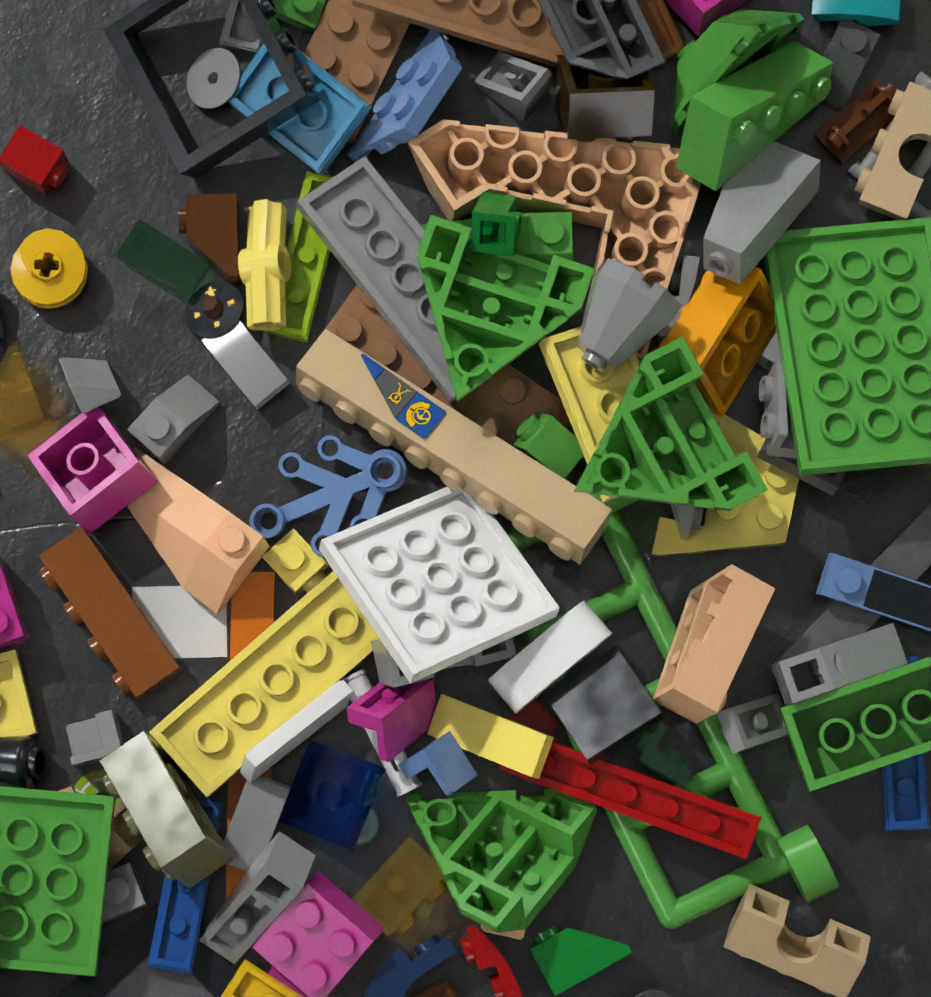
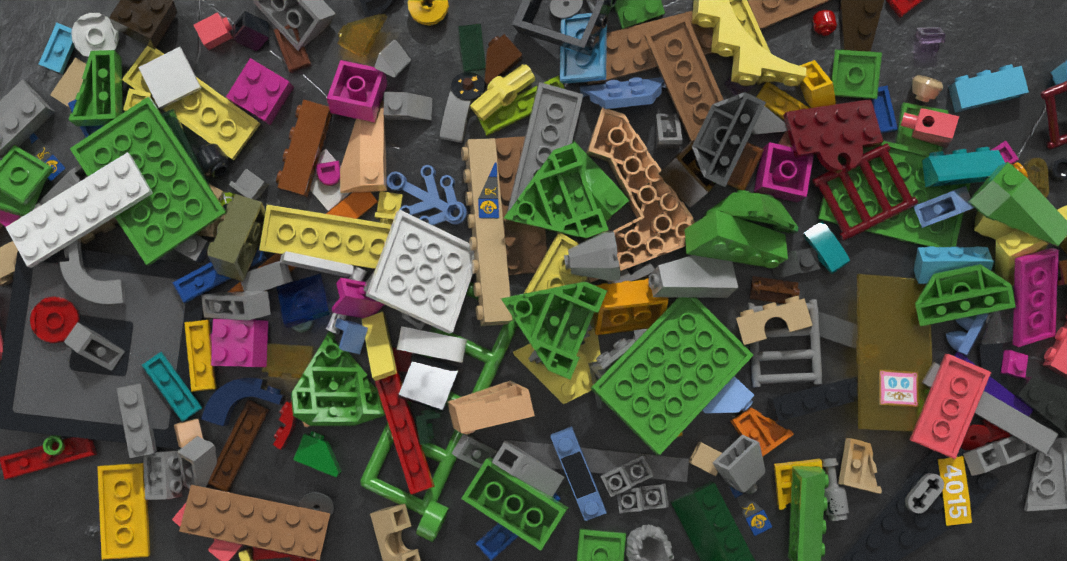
camera: 60 degrees right, 5 degrees up
(173, 609) = (329, 172): none -> dark pink tile
(495, 224) = (594, 172): green brick -> none
(548, 443) = (520, 271): bright green brick -> none

